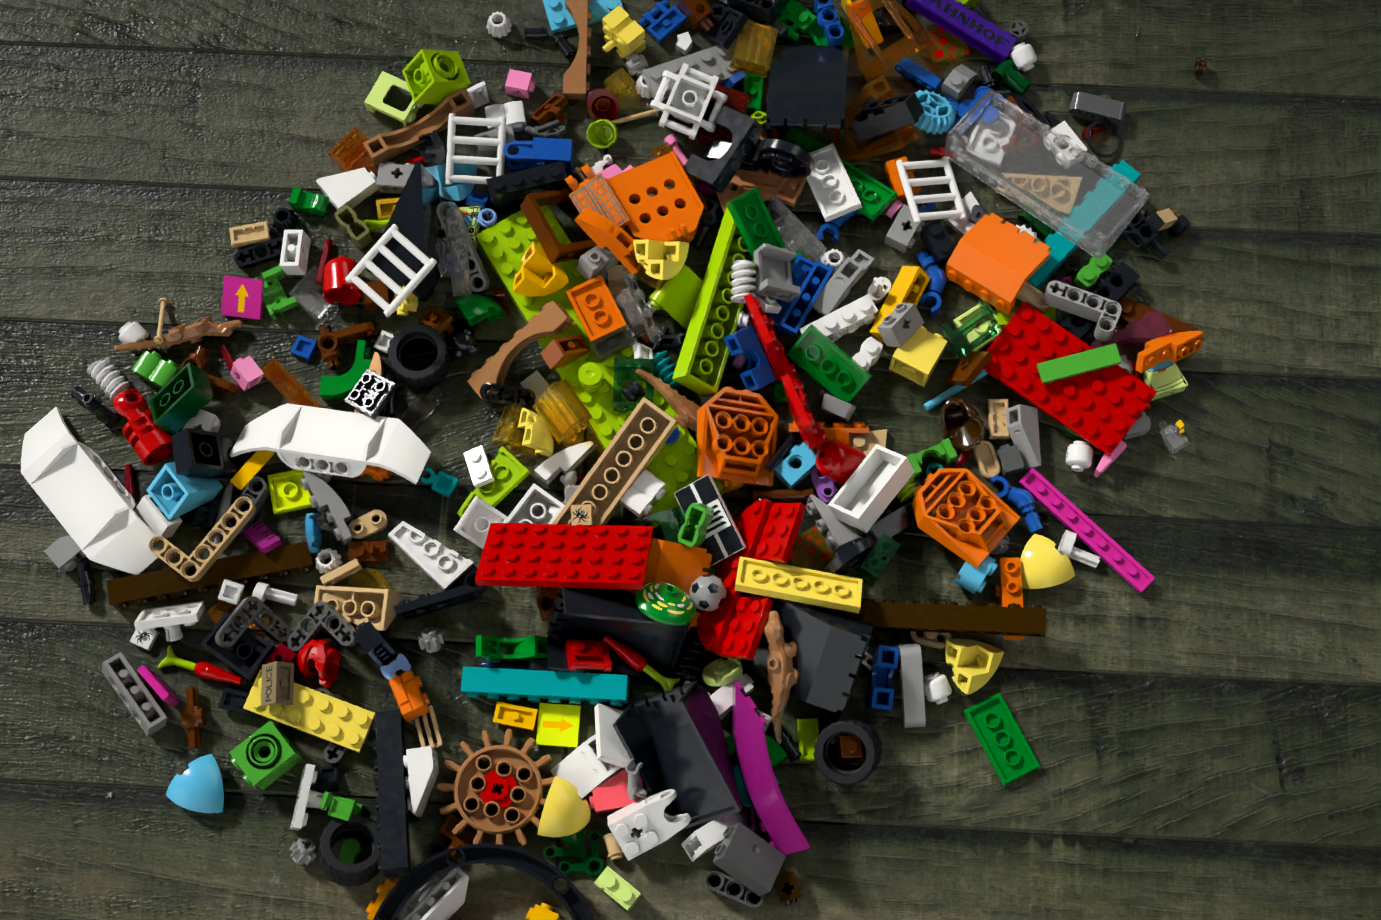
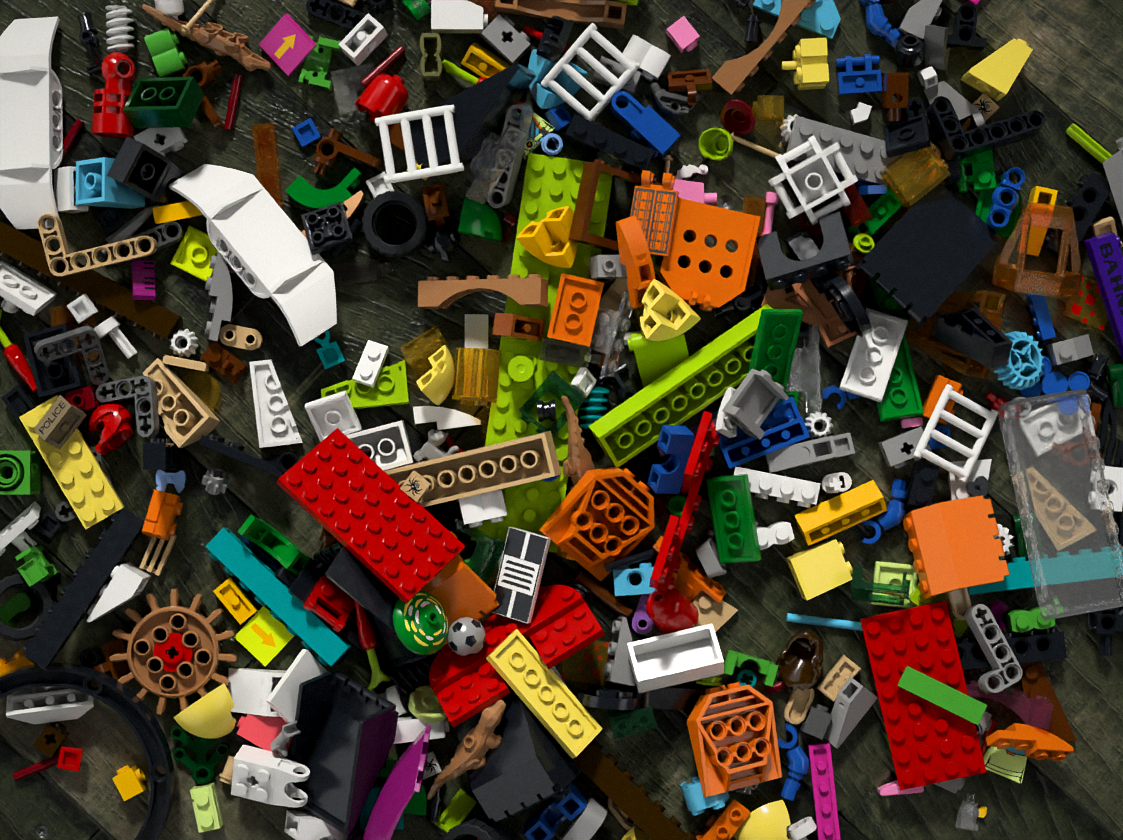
camera: 30 degrees right, 15 degrees up
(246, 372) = (239, 118): bright pink brick -> none
(313, 533) = (187, 311): dark azure tile -> none
(478, 94) = (636, 17): white slope -> none
(501, 388) = (440, 313): black beam -> none
(636, 64) = (800, 101): light grey gear -> none
(696, 520) = (502, 573): bright green brick -> none
(742, 280) = (720, 390): white piece -> none
(744, 320) = (694, 420): white bush -> none
(900, 324) = (821, 536): light grey brick -> none
(968, 368) = (849, 617): reddish brown plate -> none
(1079, 456) = (877, 765): white head -> none

